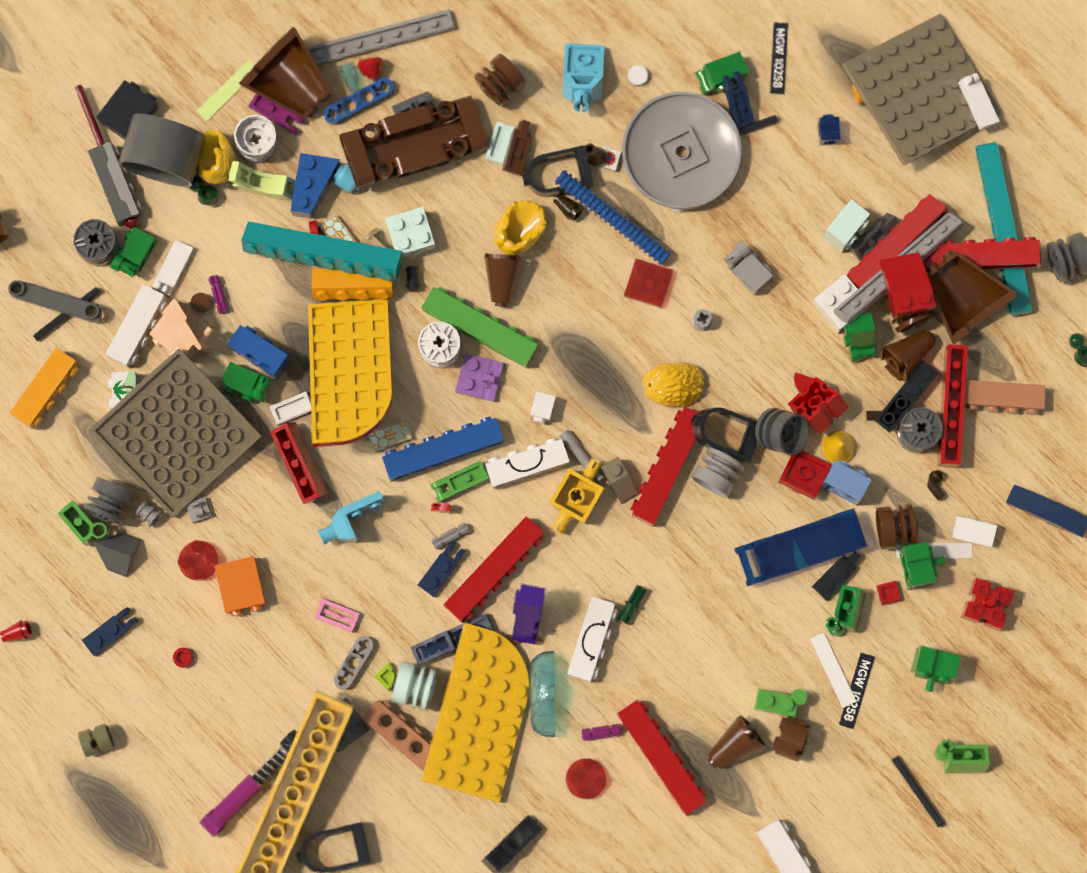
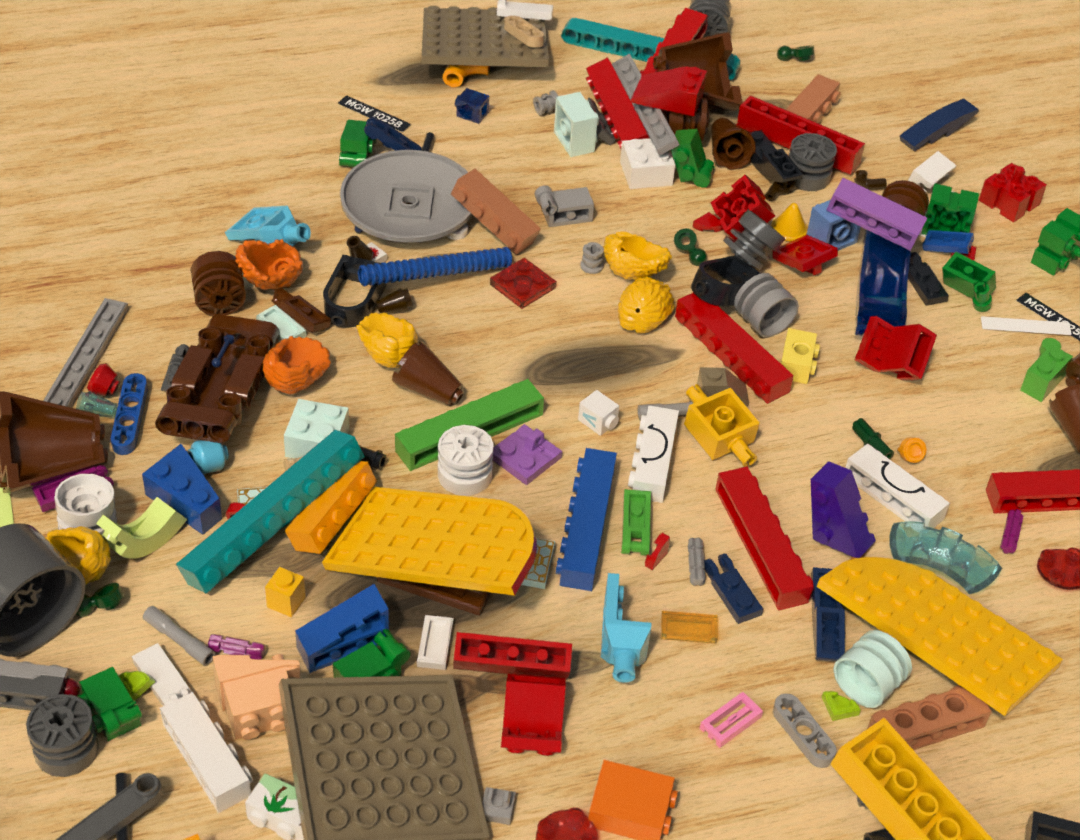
camera: 65 degrees left, 35 degrees down
(159, 254) = (136, 683): none -> lime tile
(204, 267) = (192, 645): none -> light grey piece
(266, 497) = (533, 714): none -> red piece
(270, 298) = (285, 592): none -> yellow brick
(393, 556) = (689, 627): none -> clear yellow tile
(446, 126) = (228, 339): none -> dark blue hinge
(457, 182) = (295, 364): none -> orange hair
(537, 102) = (269, 263): none -> orange hair
(637, 75) = (304, 202): white tile -> none
(637, 636) = (912, 449): none -> light orange tile
(694, 509) = (798, 354): none -> light yellow brick
(697, 225) = (495, 211): none -> nougat brick
(713, 353) = (634, 256): none -> yellow hair
(727, 586) = (896, 348): none -> red piece
(758, 394) = (696, 255): none -> dark green plate
(850, 513) = (876, 213): none -> medium lavender brick
(869, 189) = (545, 103): none -> light grey bush
(892, 591) = (948, 241): none -> blue tile
(933, 130) = (524, 31): none -> tan beam

